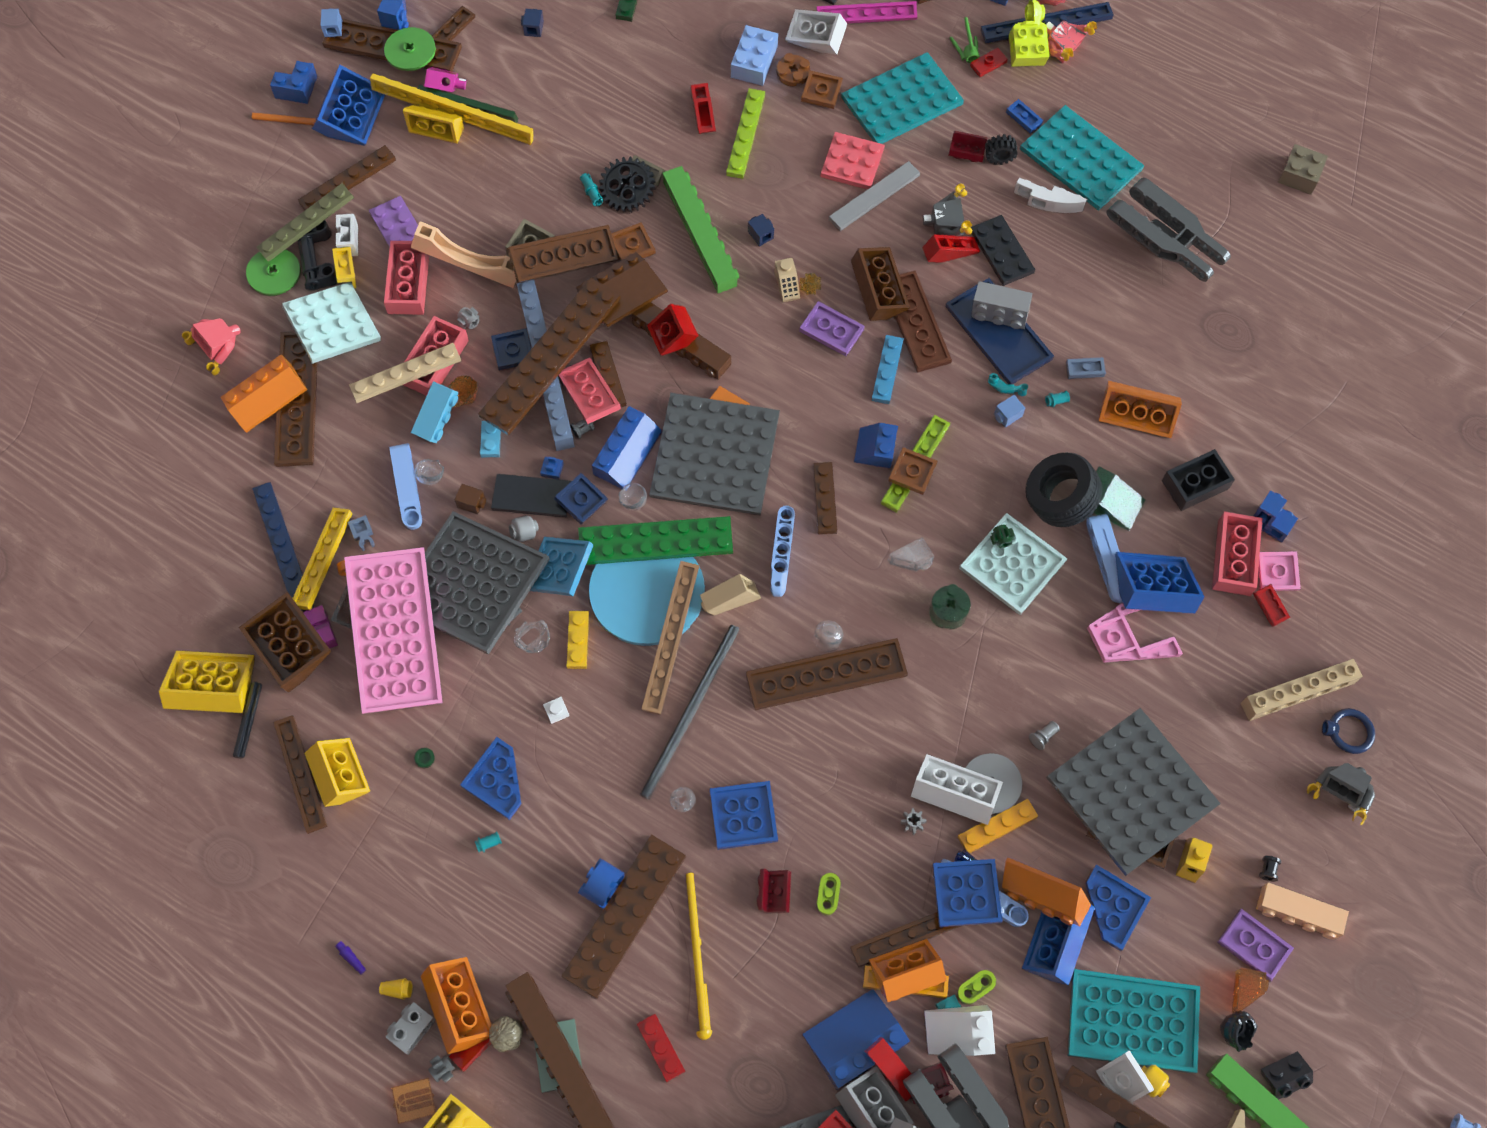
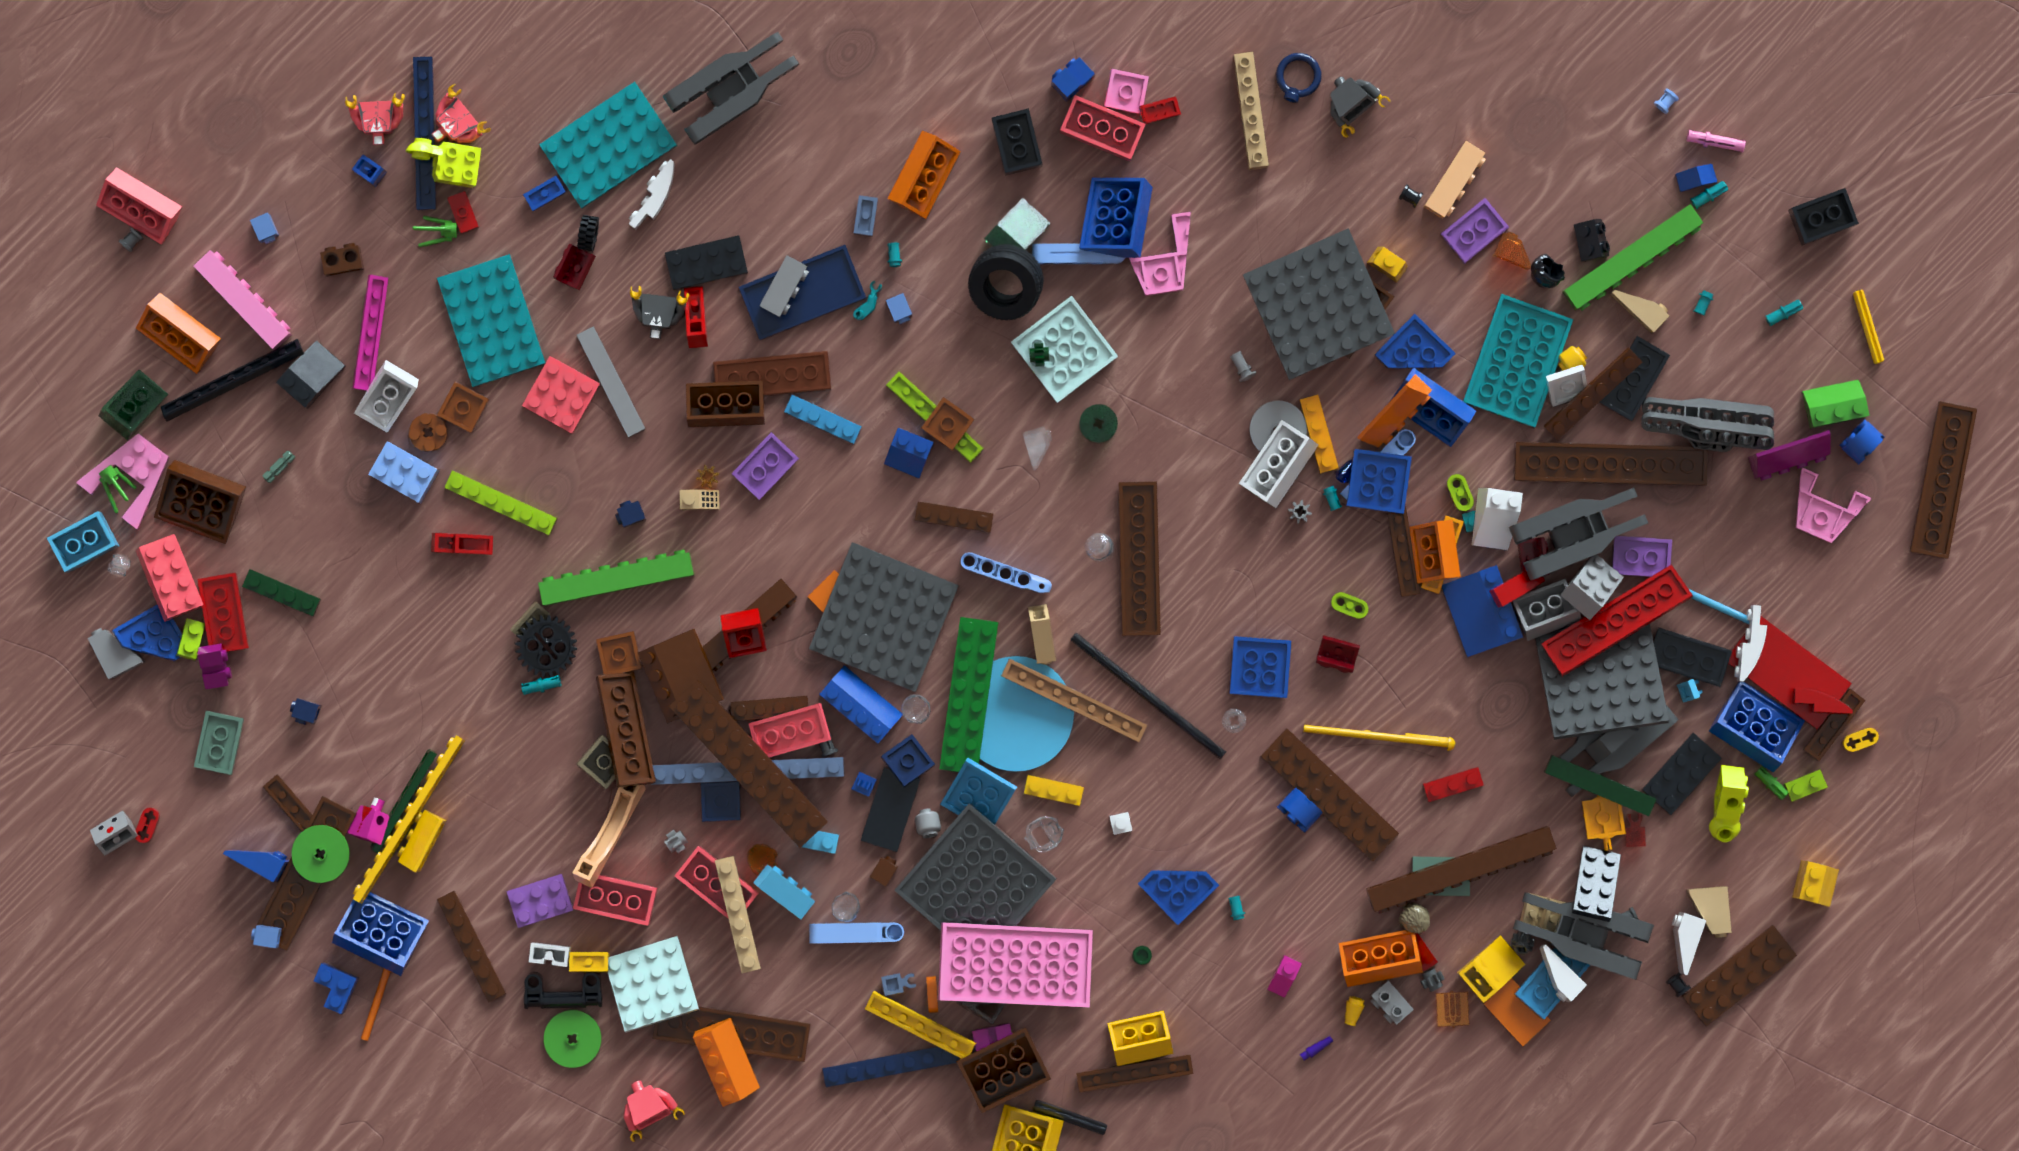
camera: 80 degrees left, 20 degrees up
(305, 222) = (528, 996): olive plate -> none
(424, 906) = (1284, 976): none -> dark pink slope
(935, 852) = (1332, 498): none -> teal pin

